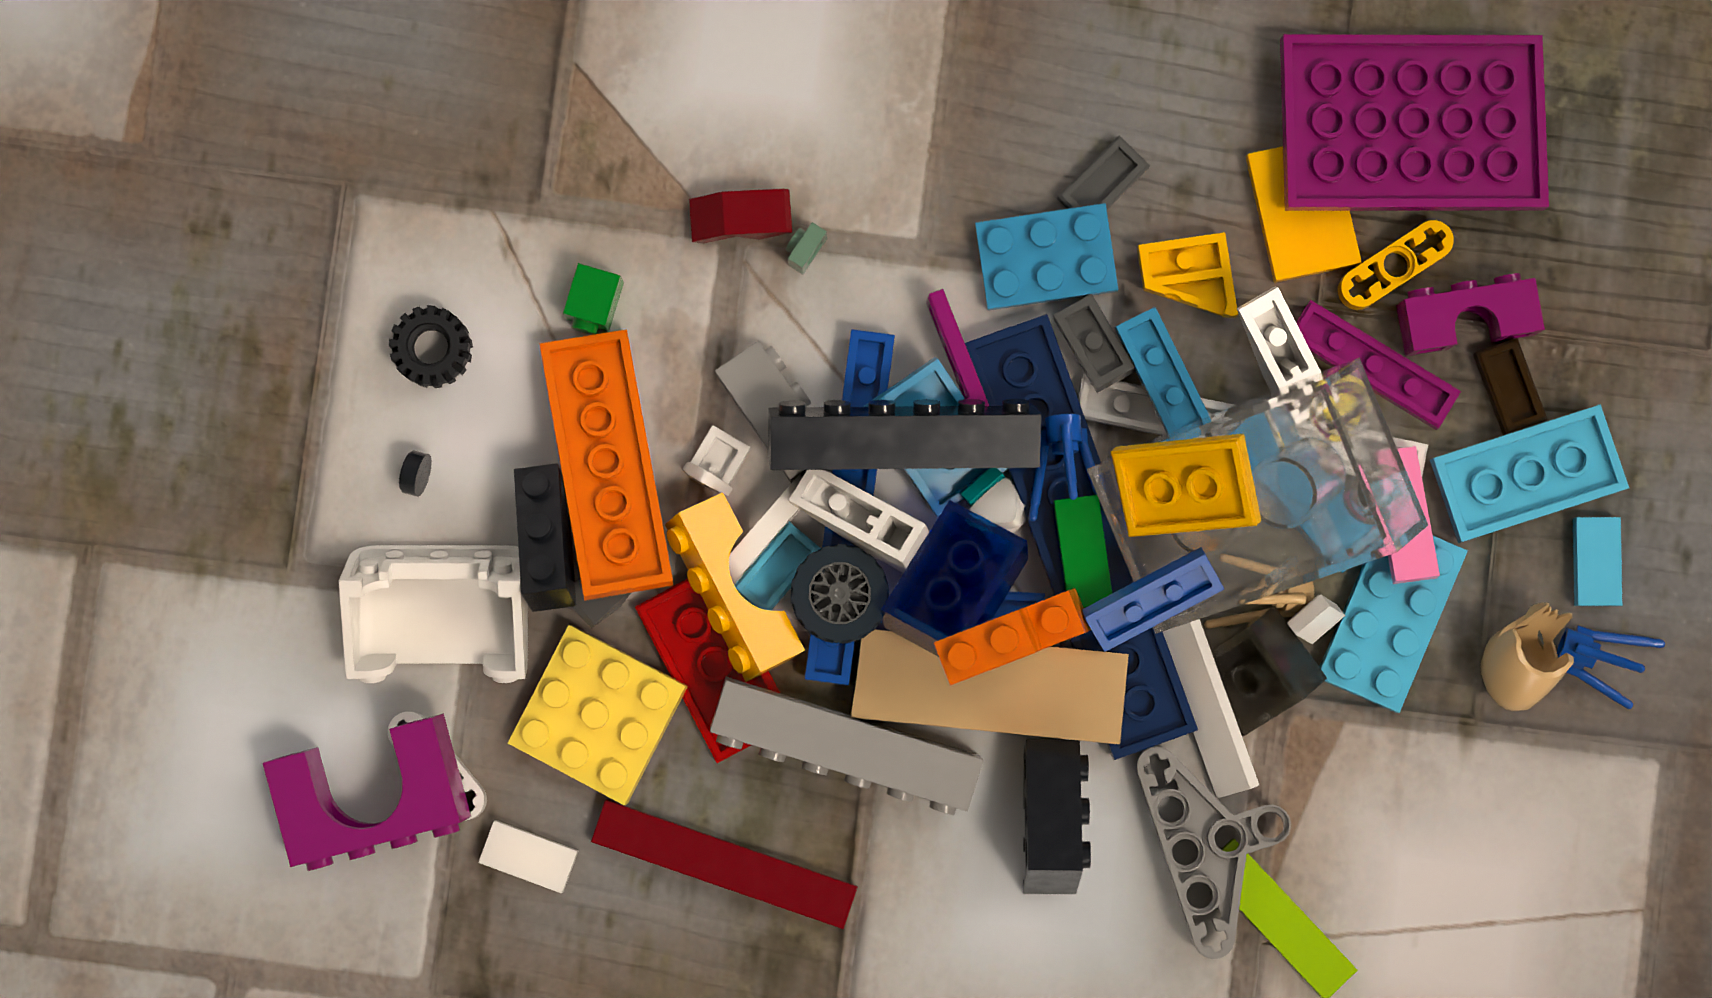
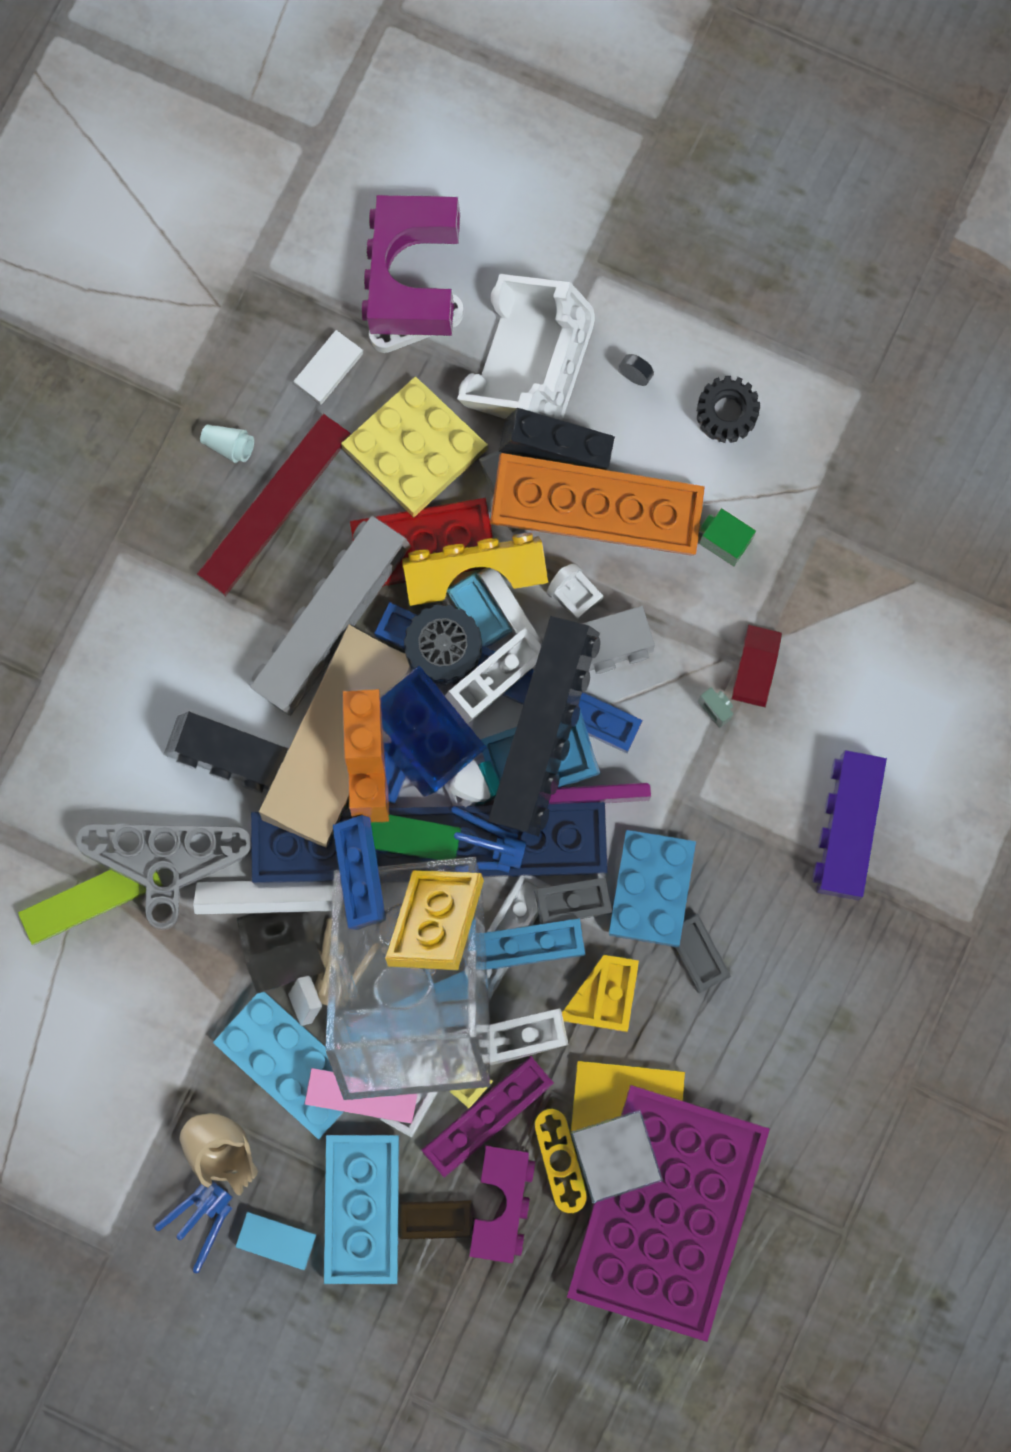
camera: 110 degrees right, 5 degrees down
(664, 948) = (229, 442): none -> light aqua cone
(898, 49) = (850, 825): none -> dark purple brick
(1375, 197) = (616, 1156): none -> flat silver tile

